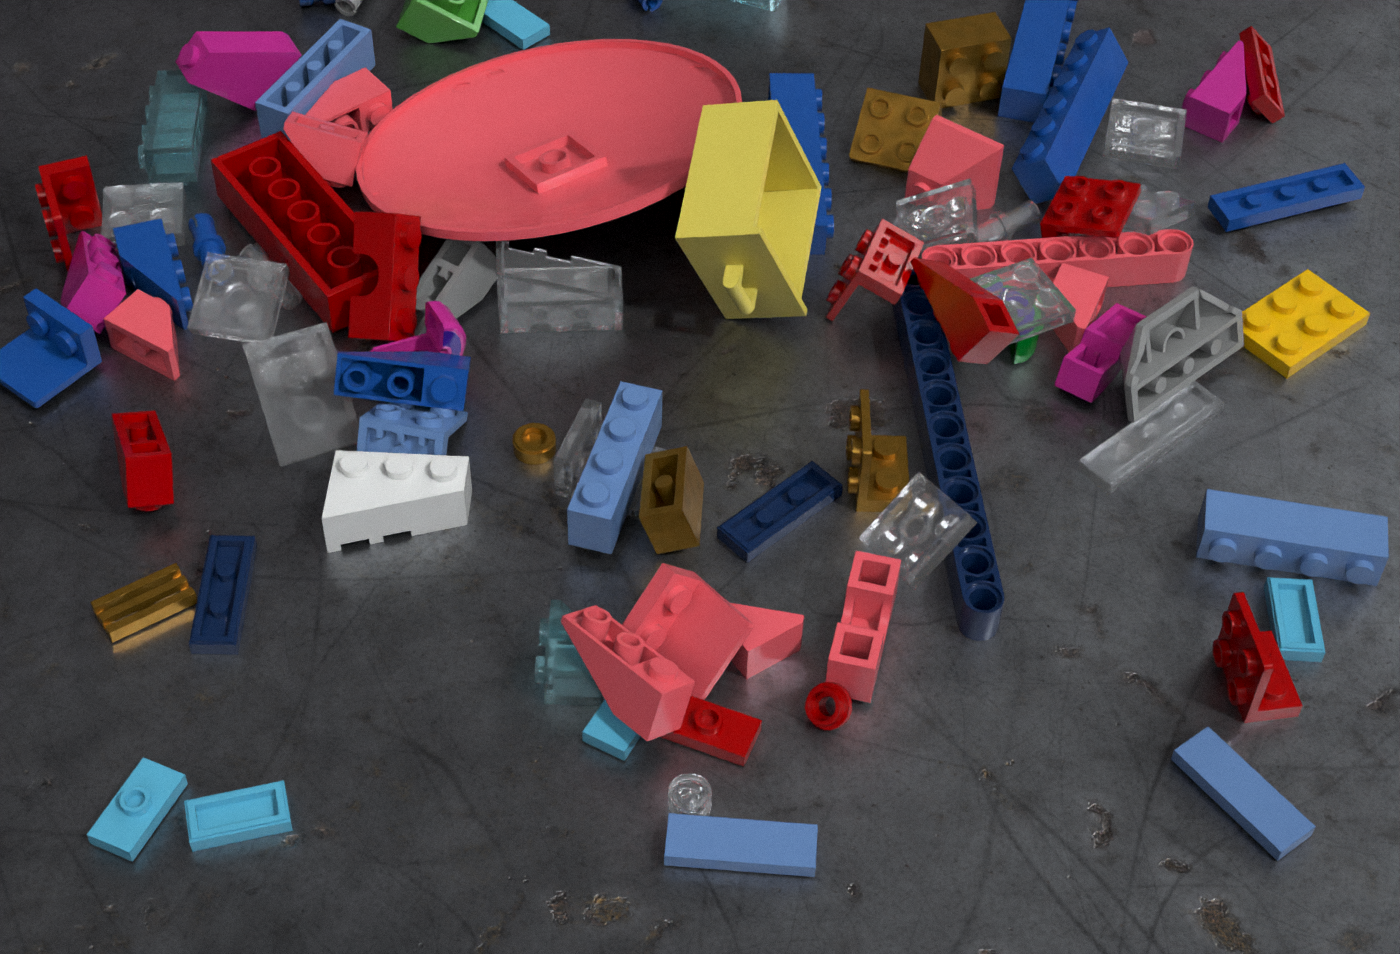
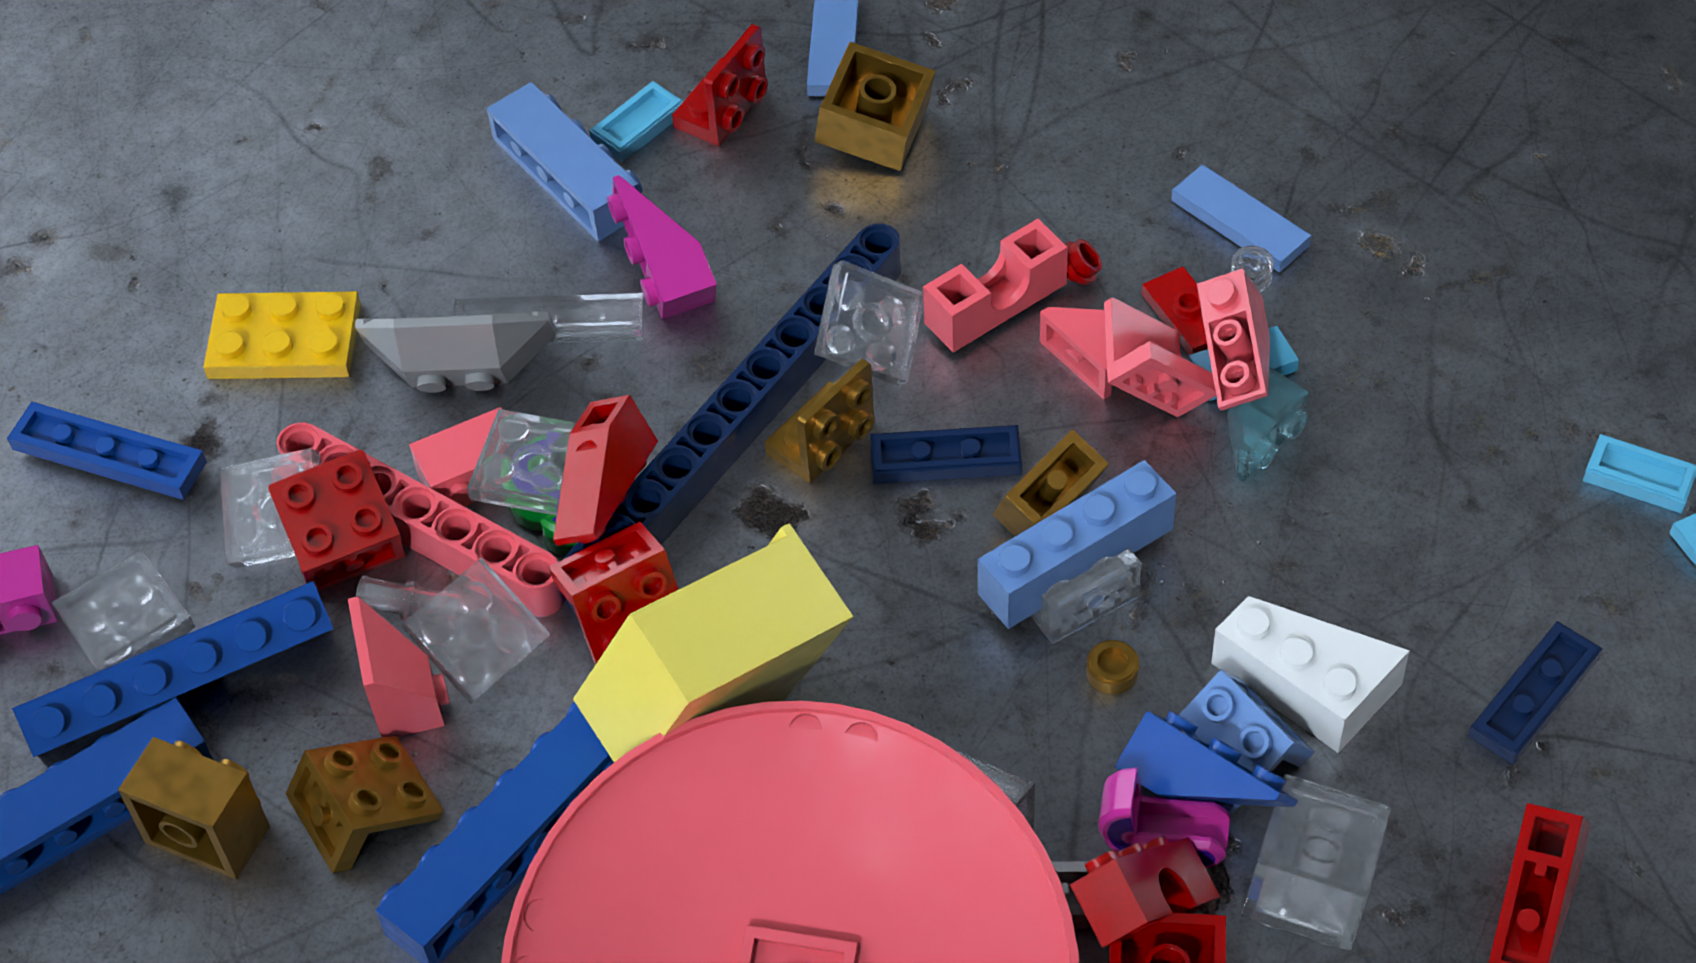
camera: 135 degrees left, 5 degrees up
(140, 597) = (1622, 719): pearl gold tile -> none
(1097, 359) = (528, 390): dark pink slope -> none
(1120, 714) = (874, 106): none -> pearl gold brick
(1124, 496) = (670, 257): none -> dark pink slope

